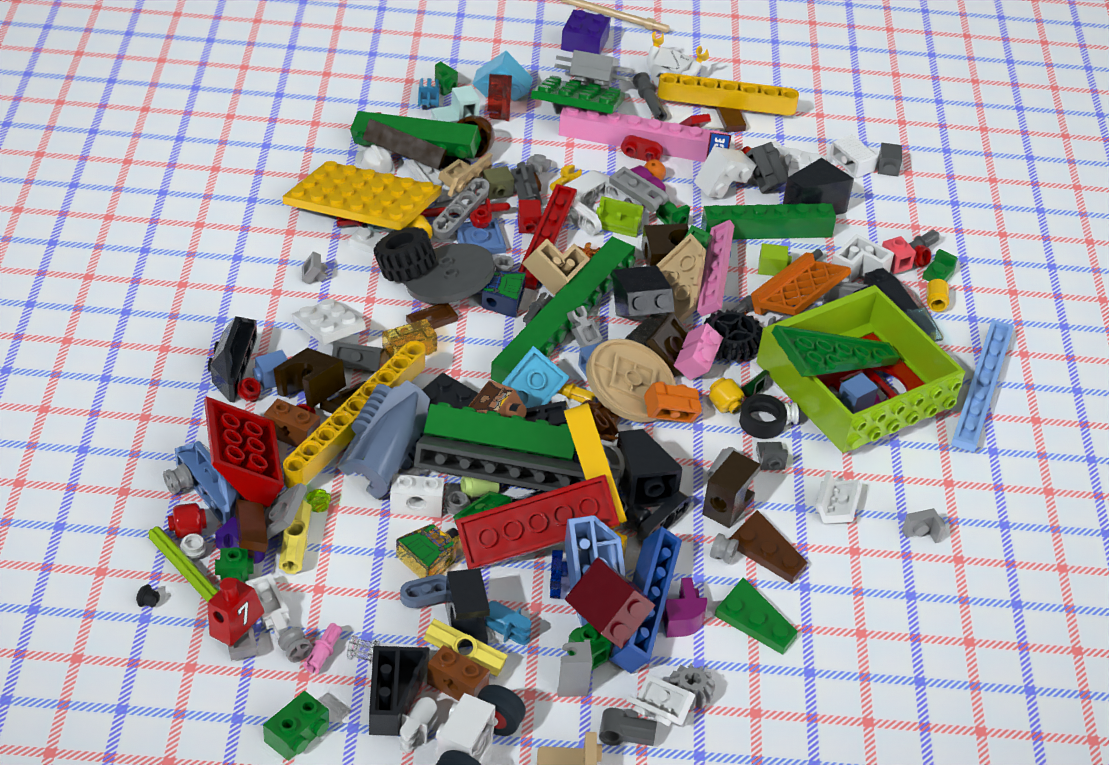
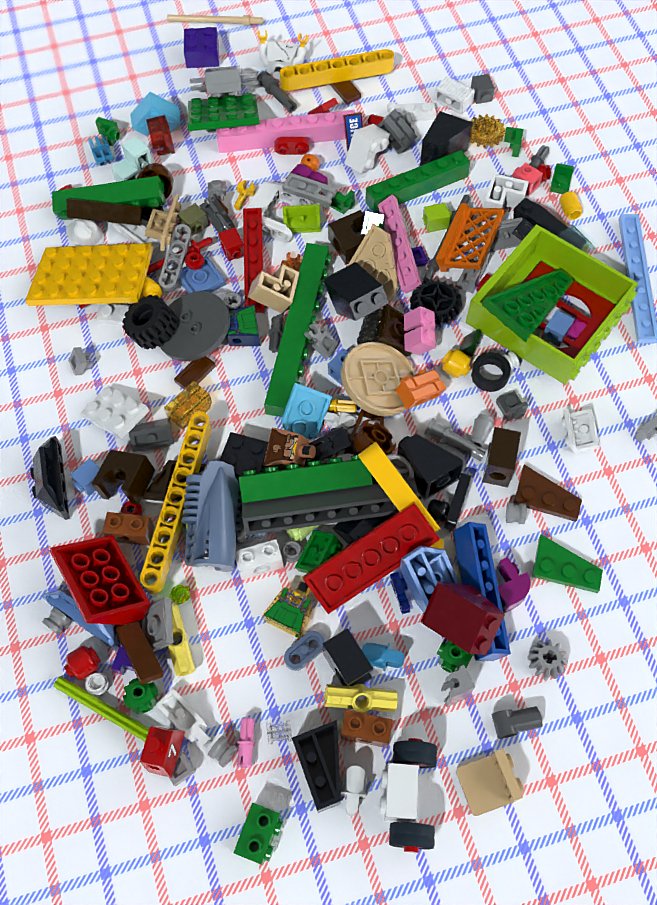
camera: 15 degrees left, 20 degrees up
(147, 596) = (79, 751): black piece -> none
(249, 384) = (76, 498): red plate -> none
(662, 699) = (534, 688): white bracket -> none
(683, 456) = (446, 435): none -> light grey pin
(733, 291) = (419, 256): none -> dark purple tile
(873, 198) = (485, 131): none -> clear yellow gear
(903, 216) = (514, 137): none -> green bracket

